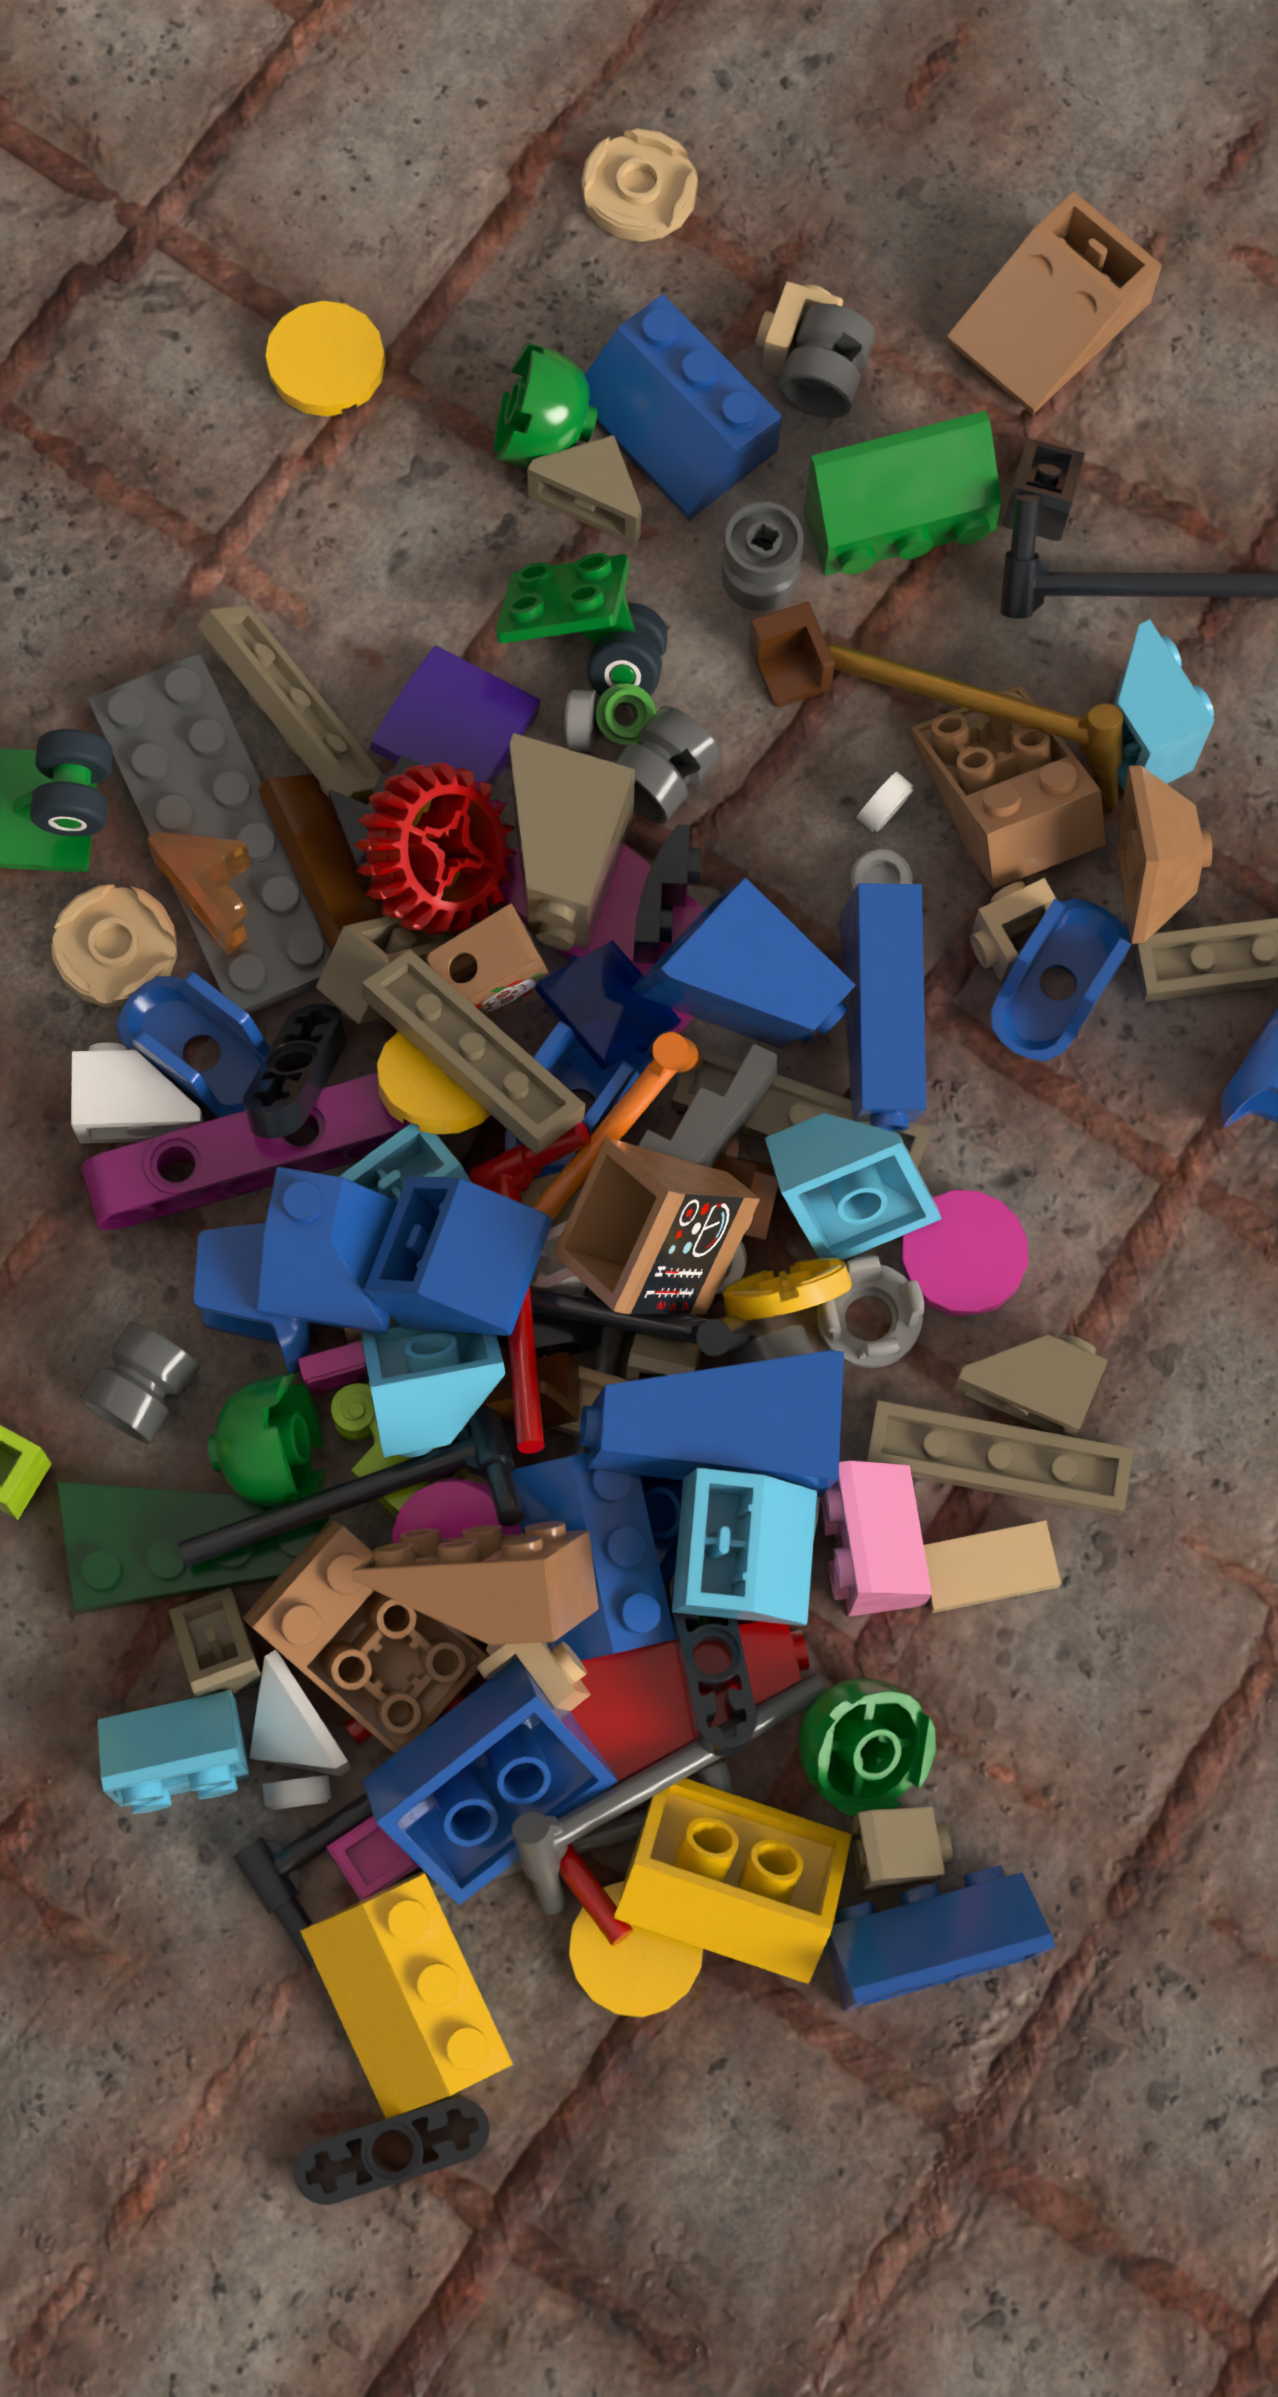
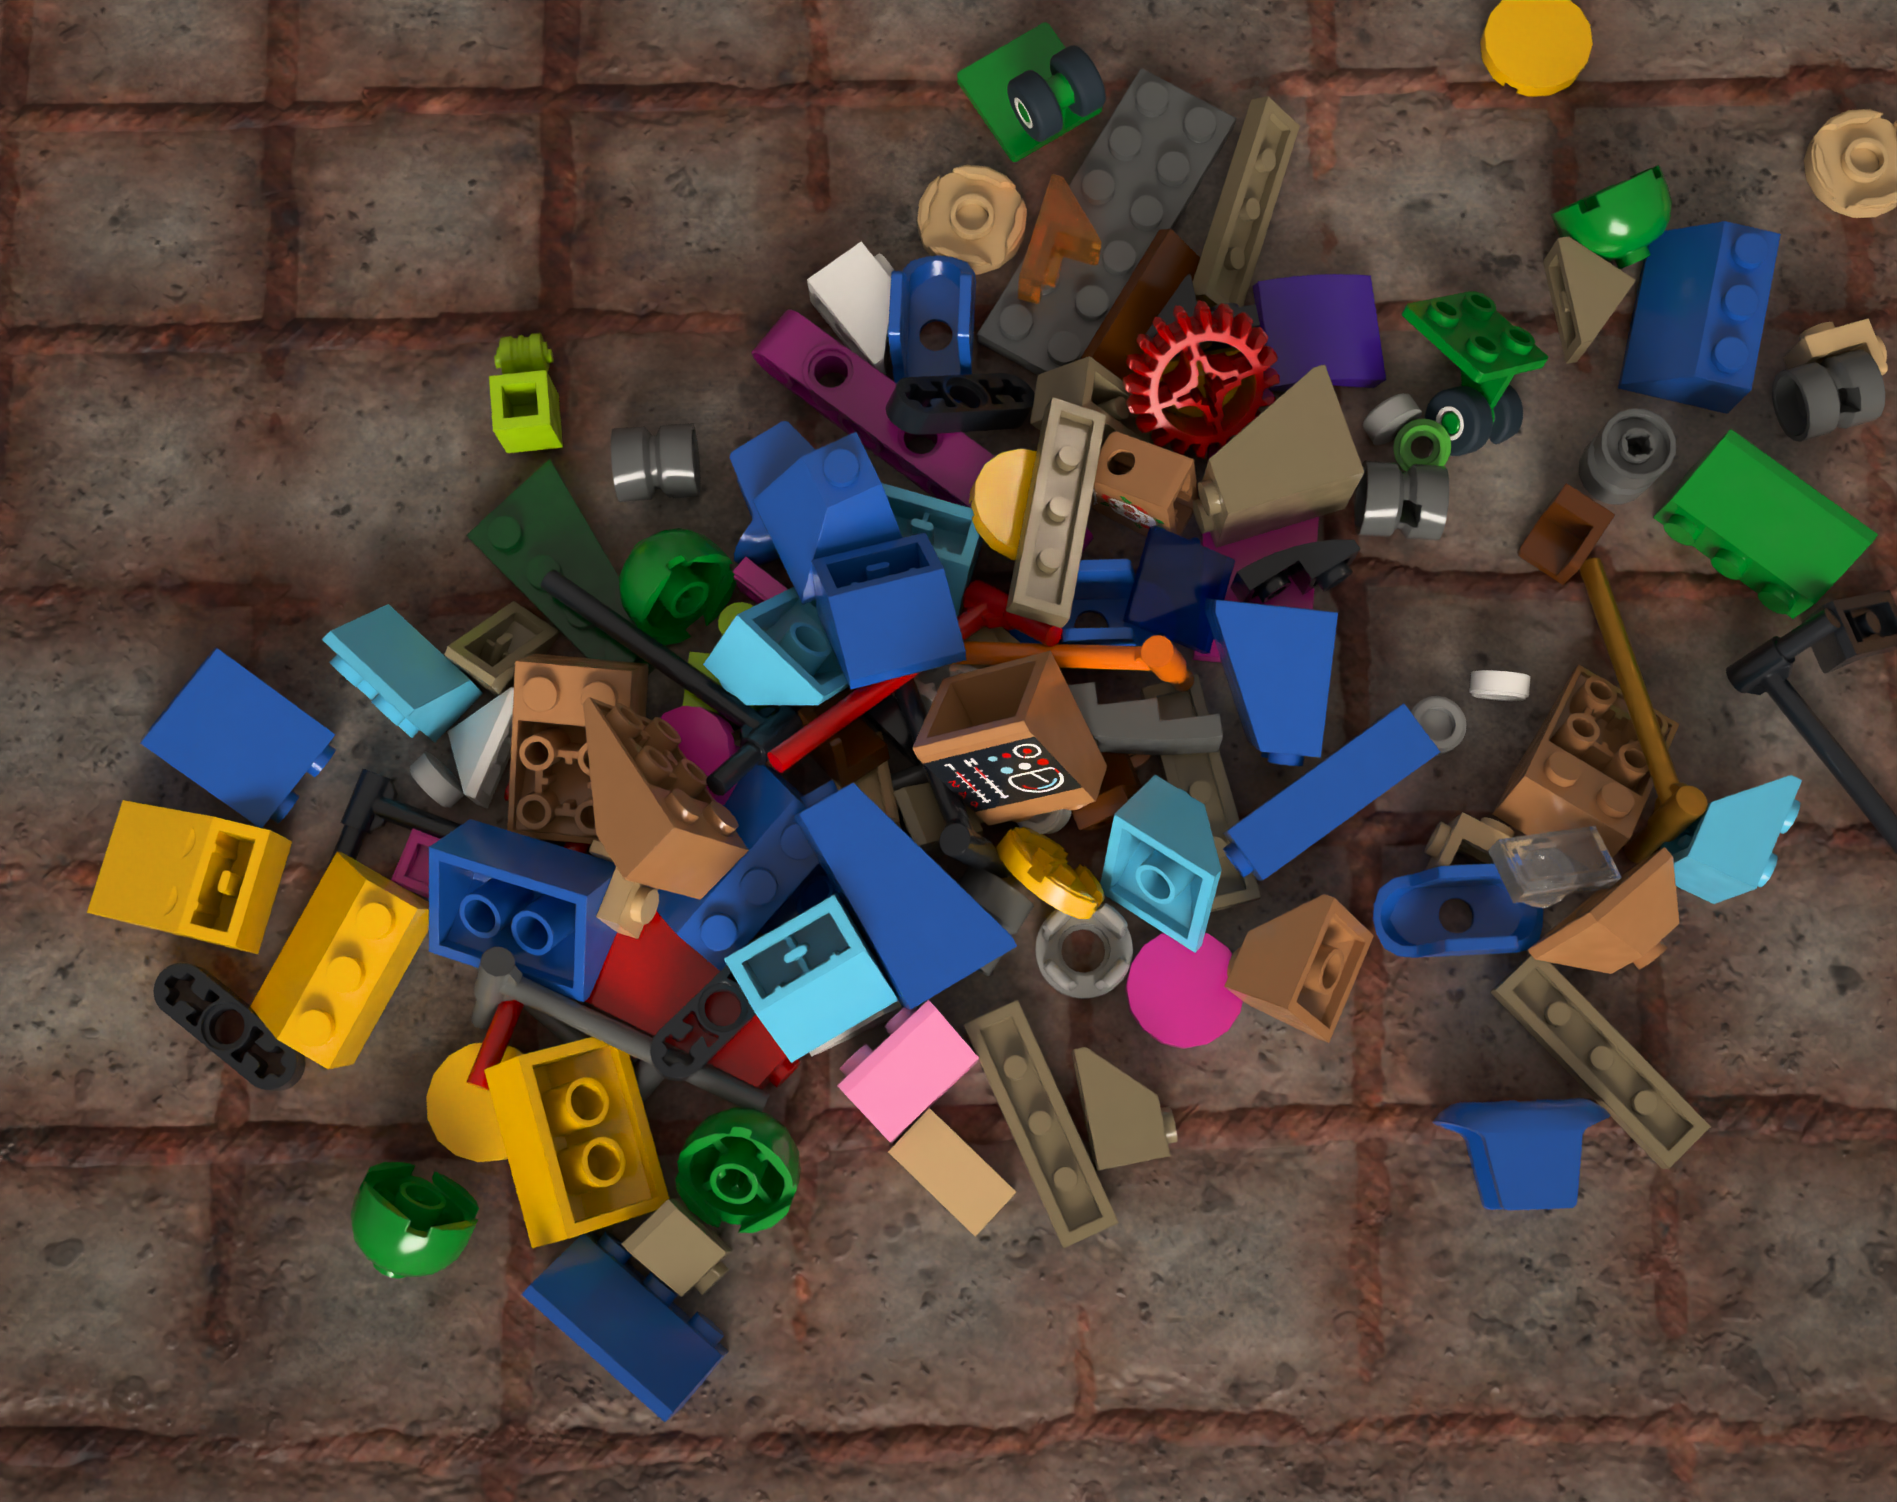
camera: 60 degrees right, 5 degrees up
(115, 1954) = (240, 739): none -> blue slope
(215, 2094) = (190, 875): none -> yellow slope
(708, 2087) = (410, 1222): none -> green cylinder
(1016, 1138) = (1301, 965): none -> medium nougat slope
(1081, 864) = (1554, 864): none -> clear tile

